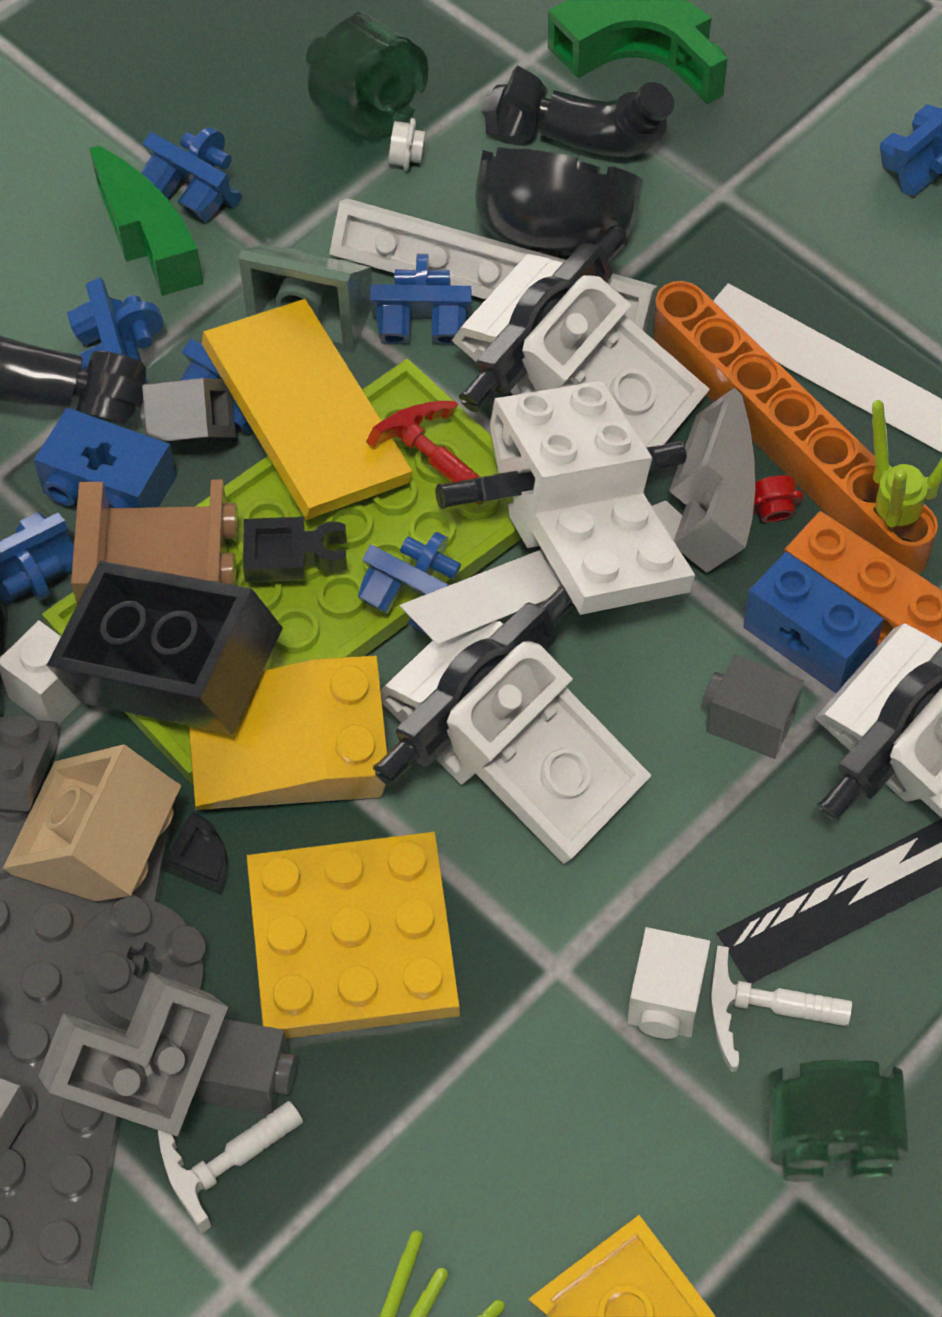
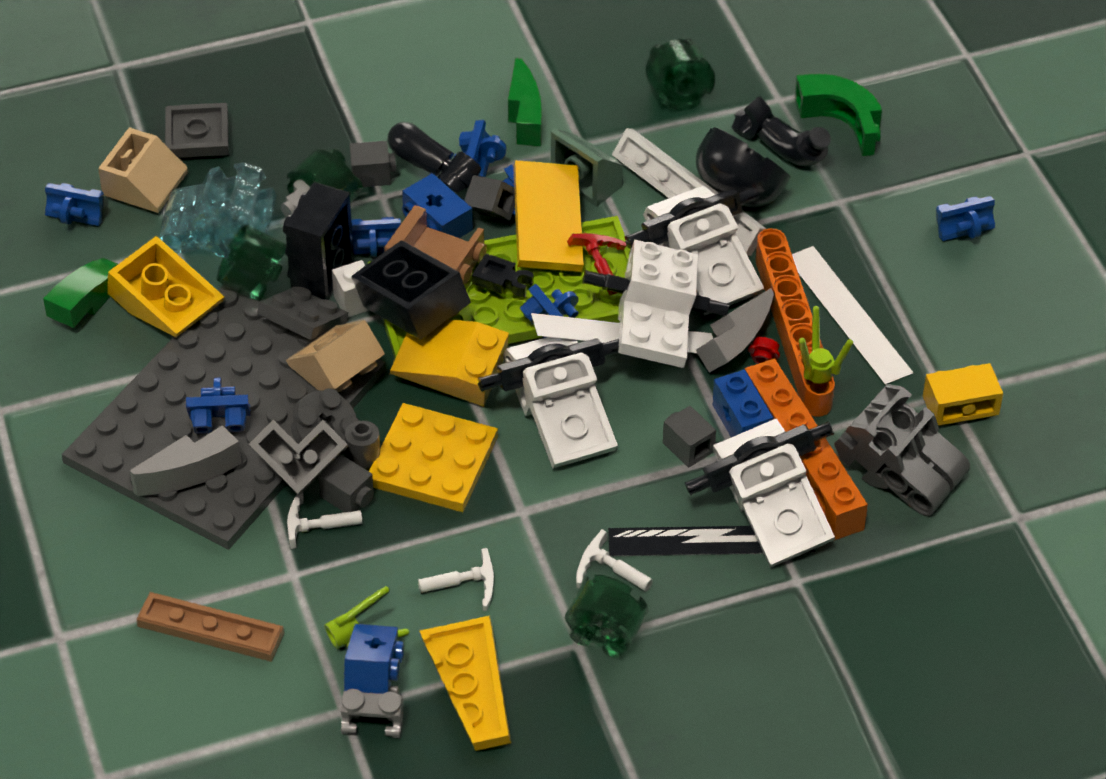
camera: 25 degrees right, 10 degrees down
(199, 855) = (381, 396): black tile -> none
(207, 184) = (567, 100): blue hips -> none
(230, 970) = (362, 443): none -> dark grey brick
(406, 144) = (683, 116): white plate -> none
(420, 296) = (641, 188): blue hips -> none
(525, 1156) = (455, 578): none -> white piece
(668, 983) = (566, 533): white brick -> none

